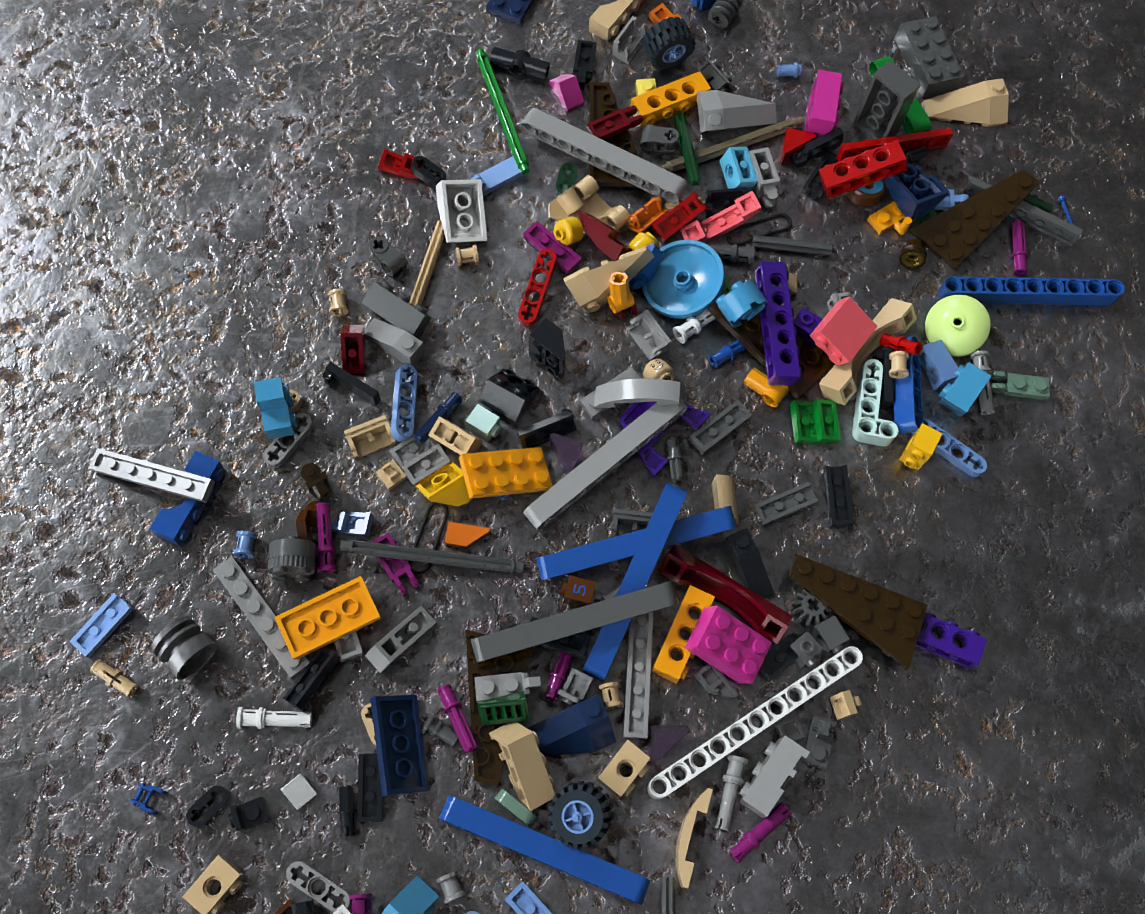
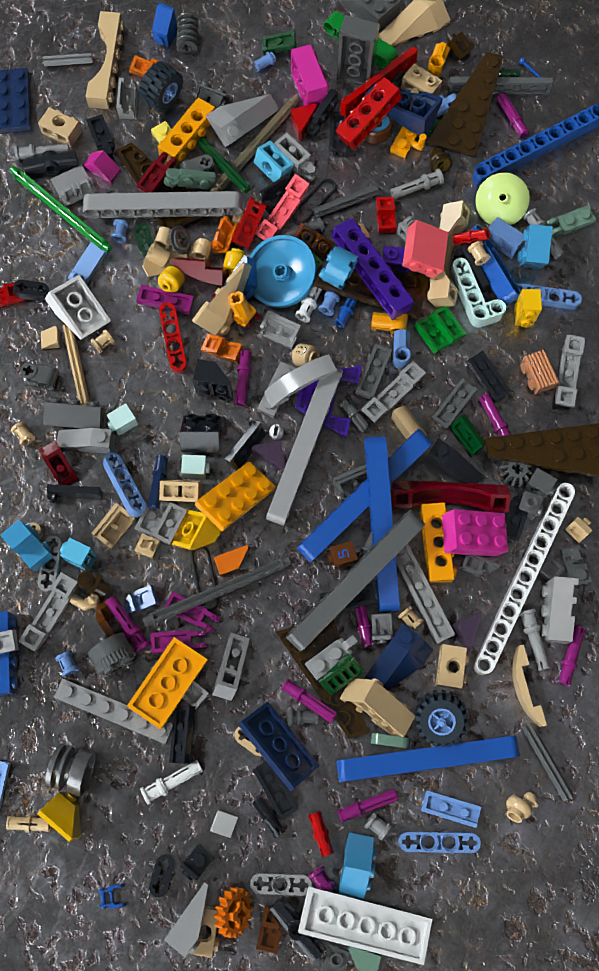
camera: 25 degrees left, 5 degrees up
(150, 688) = (63, 815): none -> yellow slope
(202, 868) = (188, 927): none -> light grey slope
(253, 885) = (233, 912): none -> orange gear
(258, 487) = (49, 613): none -> light grey slope
(297, 497) = (86, 603): none -> tan arm
(318, 445) = (78, 554): none -> medium azure brick
(348, 572) = (161, 640): none -> magenta hinge
(389, 860) = (321, 834): none -> red pin
(419, 227) = (50, 338): none -> tan slope
(439, 339) = (121, 420): none -> light aqua brick
(453, 860) = (367, 805): none -> magenta axle
(508, 43) = (35, 151): none -> light grey pin
(528, 94) = (73, 185): none -> light grey hinge
(547, 160) = (120, 230): none -> medium blue bush
(549, 34) = (60, 127): none -> tan brick
(580, 324) = (222, 349): none -> orange slope
(588, 436) = (280, 432): none -> white hinge
(589, 355) = (243, 377): none -> magenta pin
(604, 190) = (184, 245): none -> dark grey gear
(644, 144) = (189, 178): none -> sand green hinge
(714, 335) = (329, 303): none -> medium blue bush
(729, 459) = (394, 392): none -> light grey slope
(734, 264) = (314, 240): none -> reddish brown slope
(763, 418) = (401, 348): none -> medium blue piece
(781, 542) = (467, 434): none -> dark green plate
(814, 59) = (279, 42): none -> dark green plate
(821, 551) = (500, 426): none -> magenta pin
(825, 279) = (386, 215): none -> red slope
(884, 267) = (425, 181): none -> light grey pin
(895, 520) = (539, 372): none -> nougat brick
(929, 536) = (568, 371): none -> light grey slope
(939, 164) = (420, 80): none -> tan brick
(970, 154) = (438, 59): none -> light orange piece
(1001, 150) = (459, 44): none -> dark brown bracket

